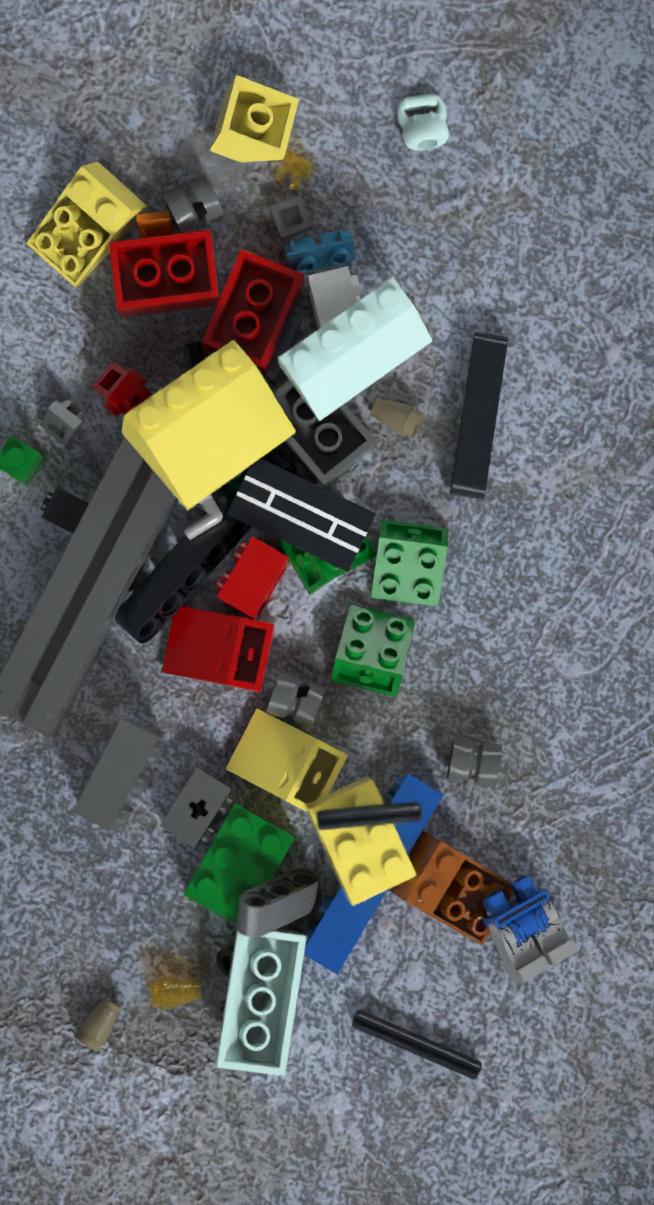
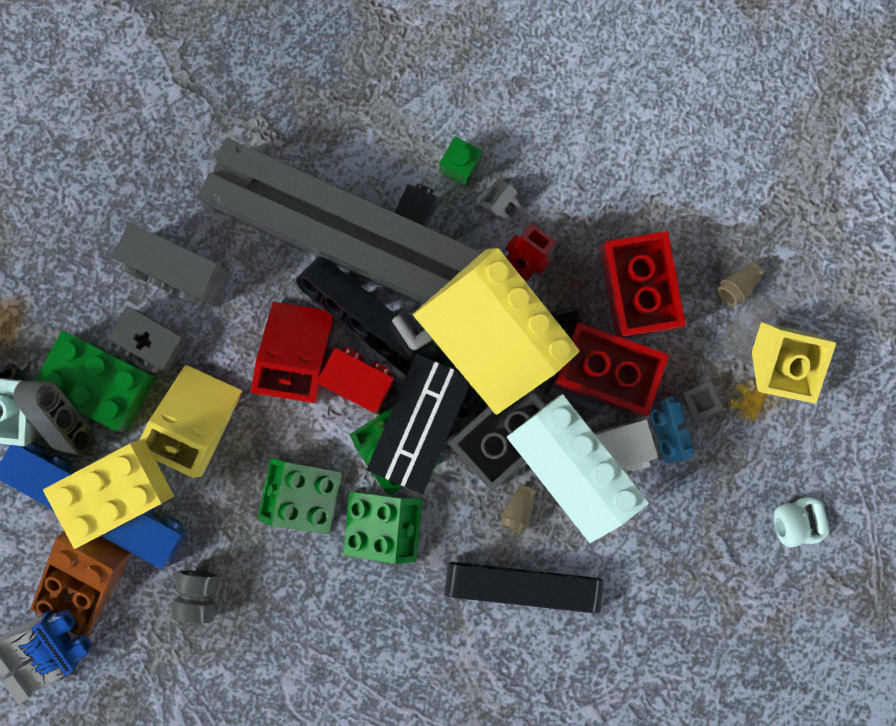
camera: 85 degrees right, 0 degrees up
(84, 221) = (689, 209): light yellow slope -> none
(154, 224) = (688, 274): orange tile -> none
(167, 168) = (740, 284): none -> dark tan cone
(181, 209) = (703, 298): dark grey wheel -> none
(296, 700) = (247, 415): dark grey wheel -> none
(369, 815) = (122, 502): black axle -> none

